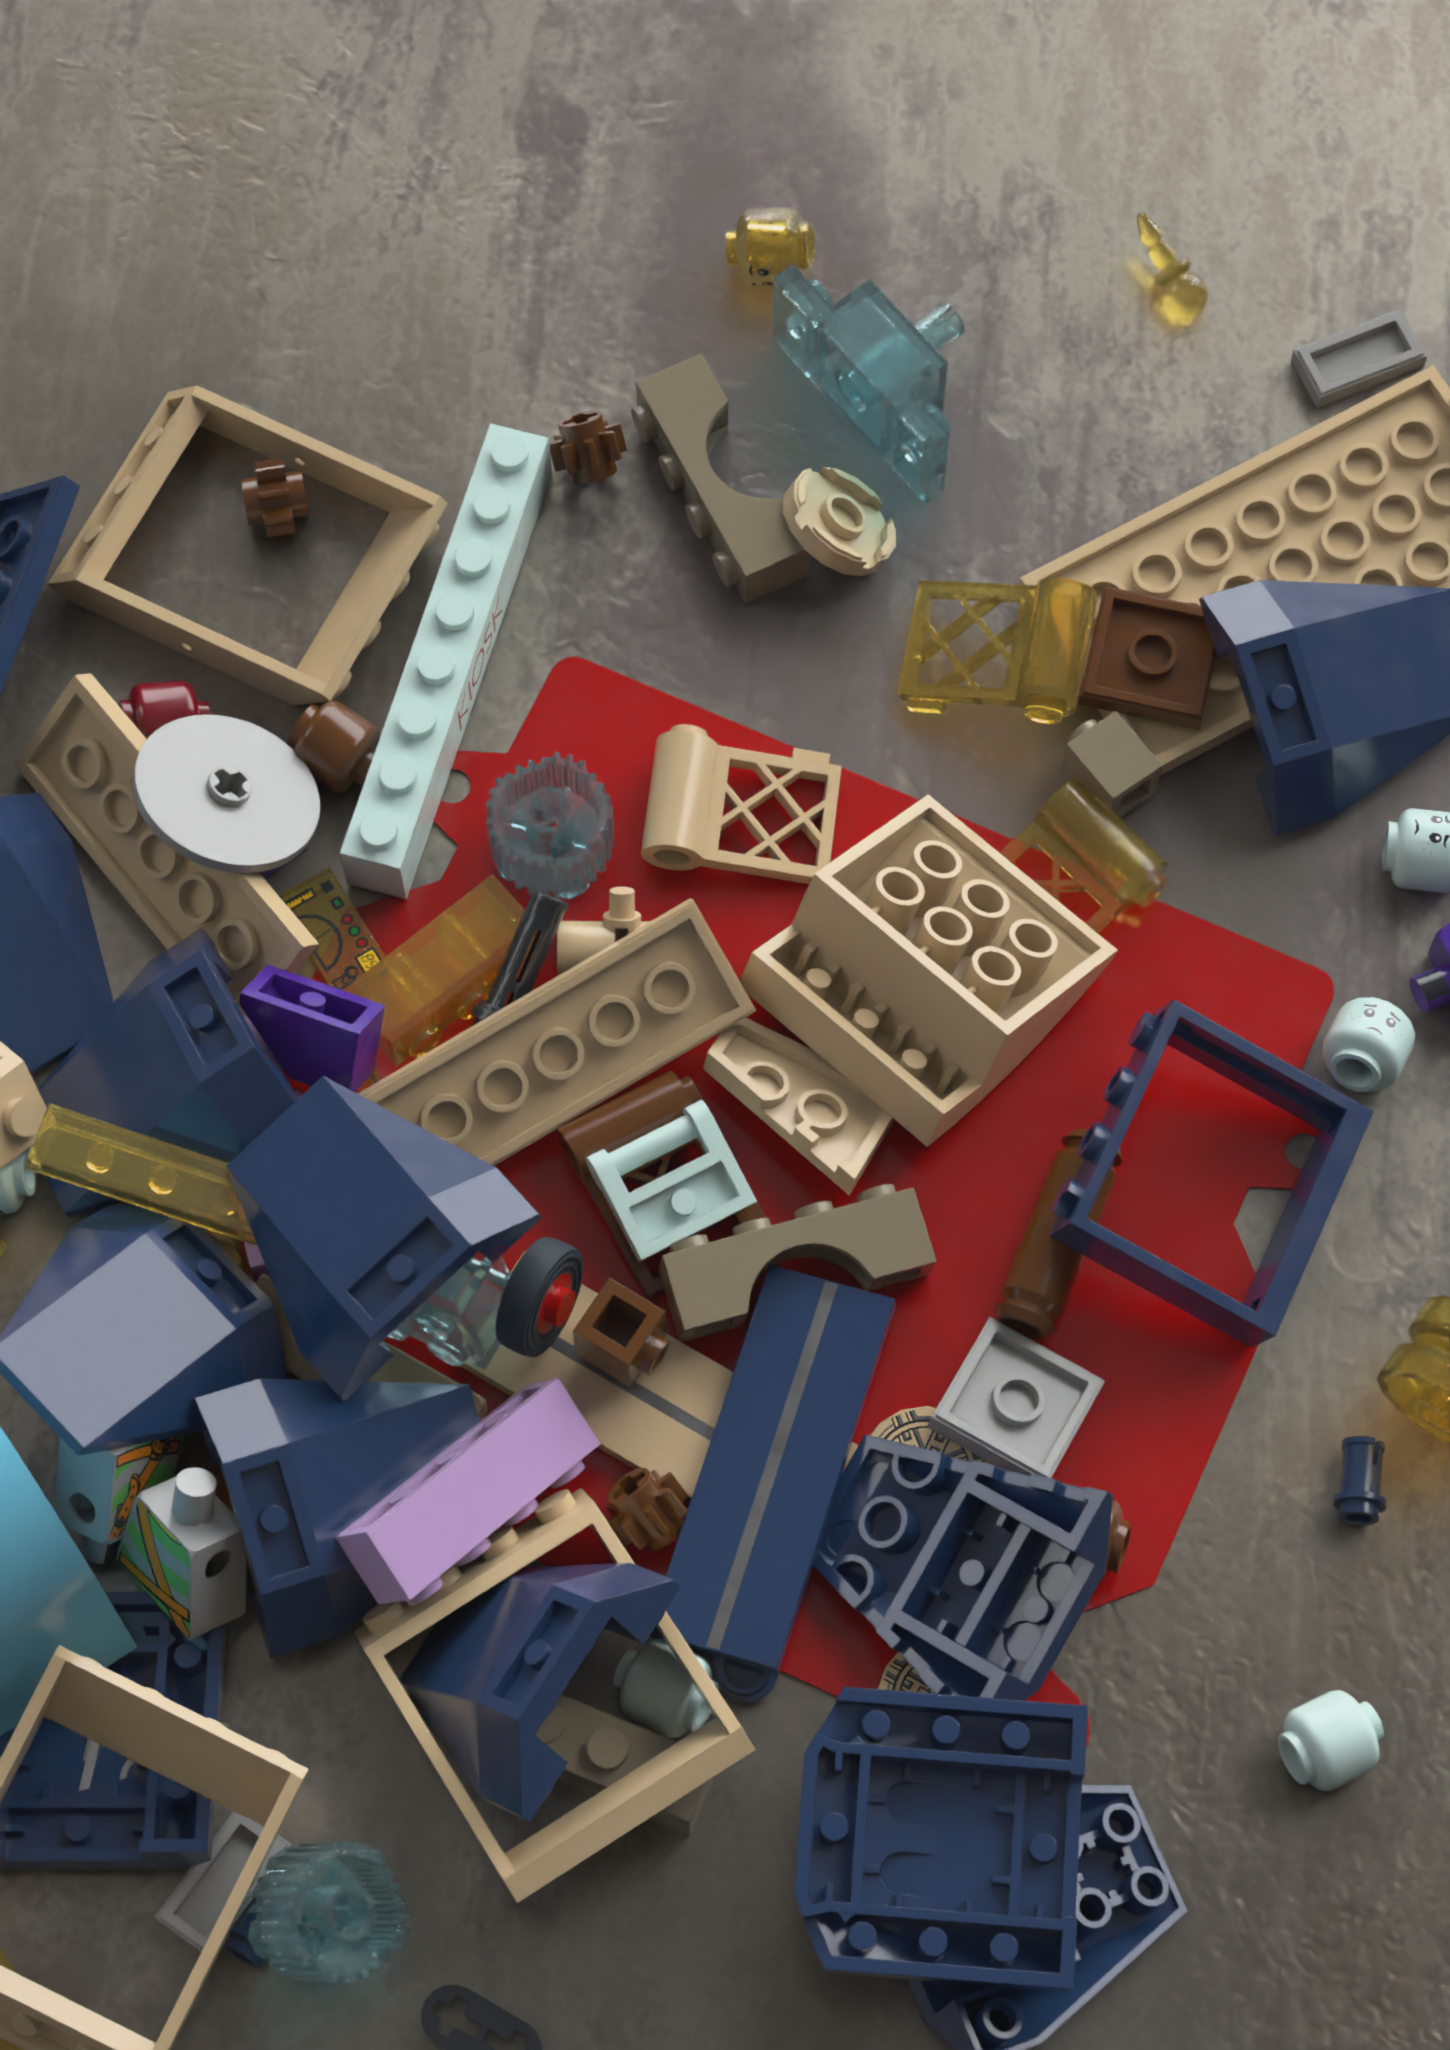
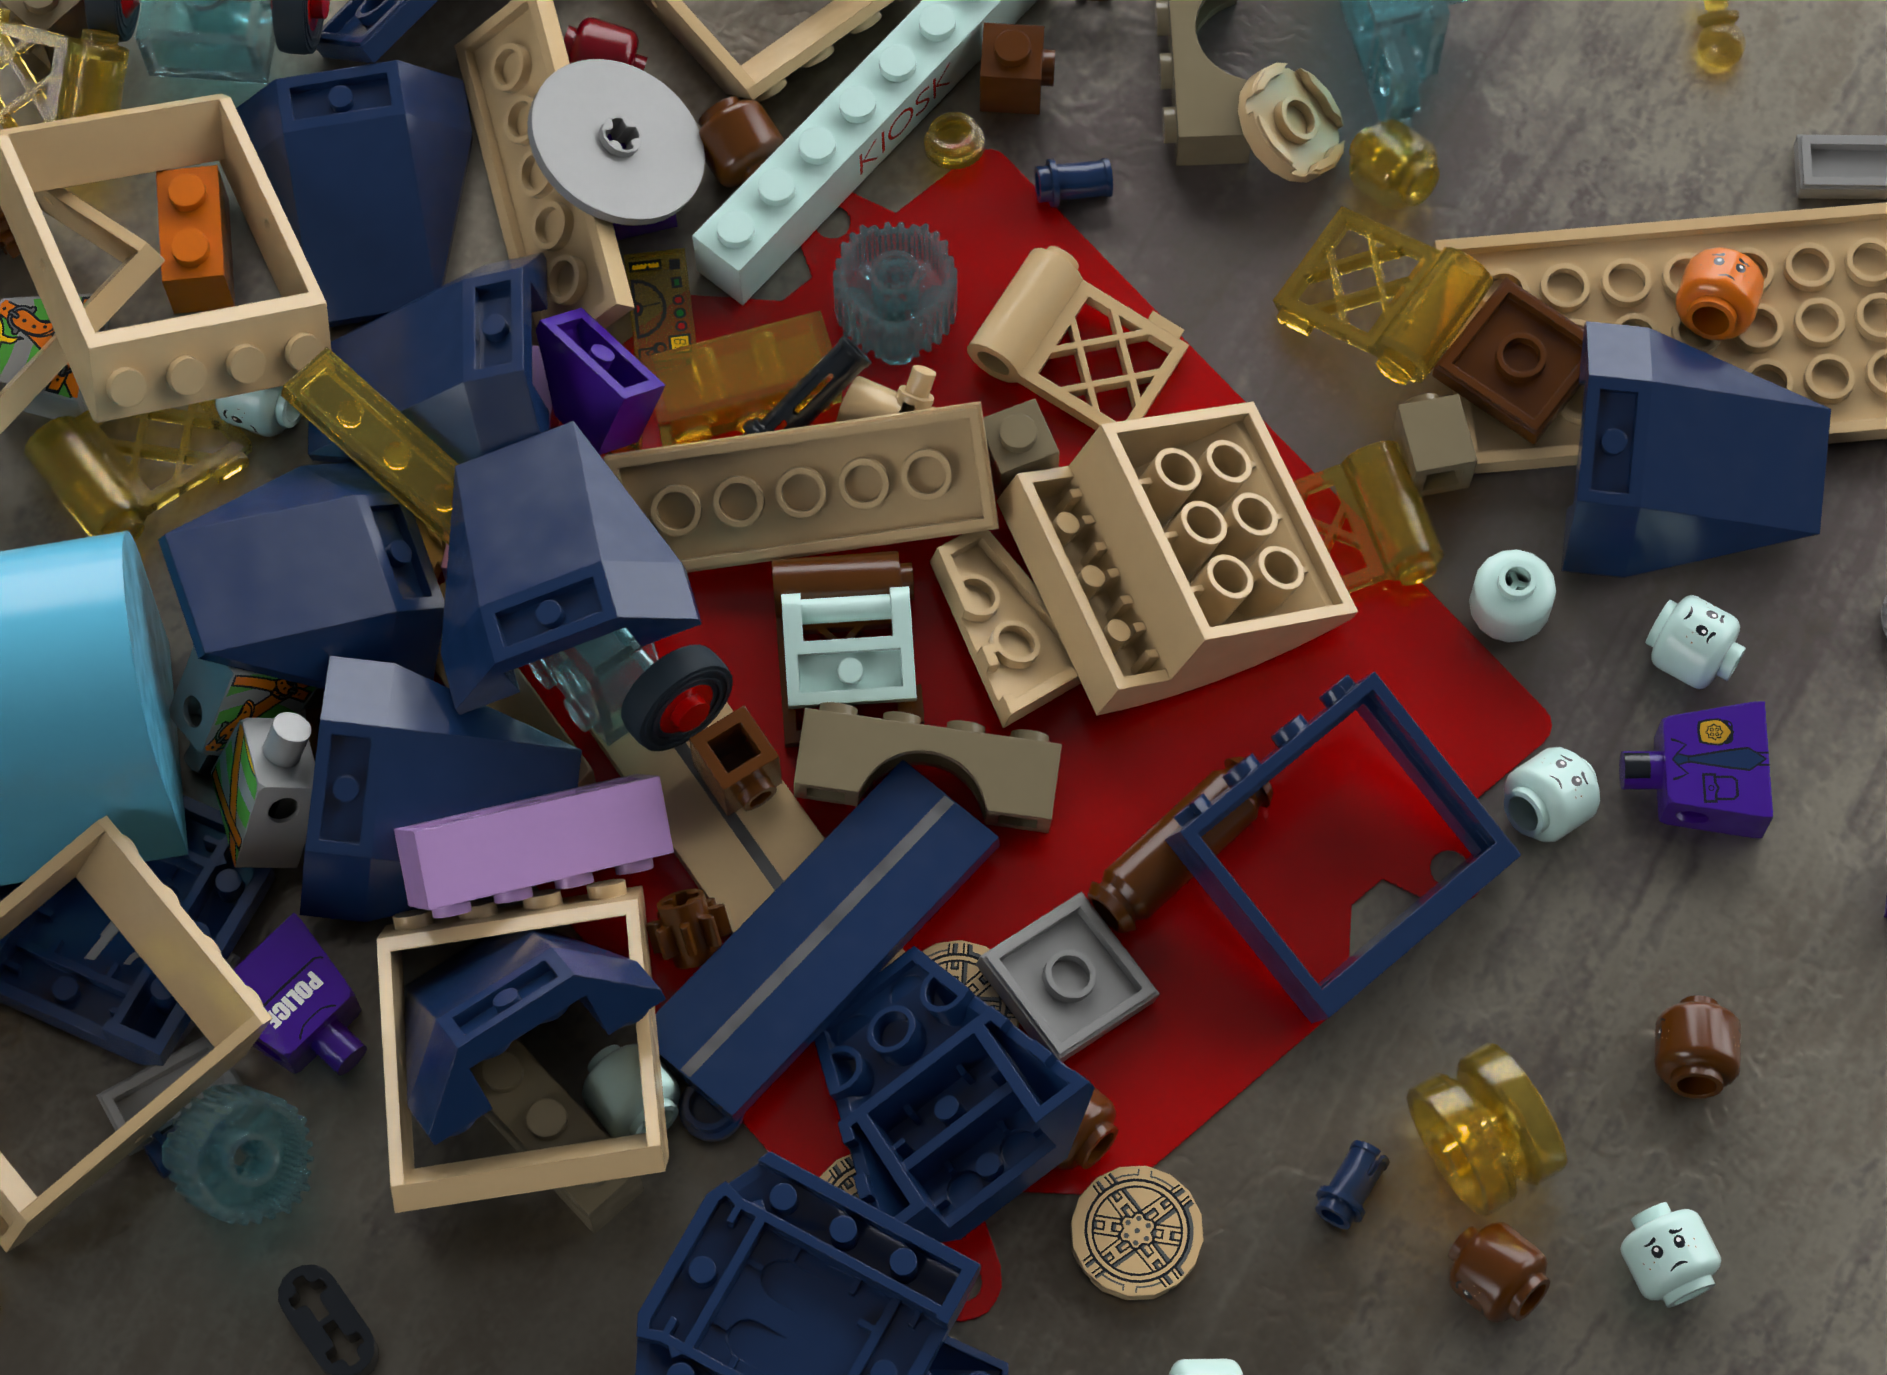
camera: 25 degrees right, 0 degrees up
(316, 1732) = (305, 999): none -> dark purple torso
(533, 664) = (954, 141): none -> clear yellow plate
(558, 572) = (1014, 68): none -> reddish brown brick
(661, 656) = (1073, 181): none -> dark blue pin
(739, 921) = (1018, 443): none -> dark tan brick
(948, 522) = (1393, 164): none -> clear yellow head
(1189, 1611) = (1136, 1232): none -> tan tile
(1247, 876) = (1512, 595): none -> light aqua head
(1303, 523) = (1719, 293): none -> orange head

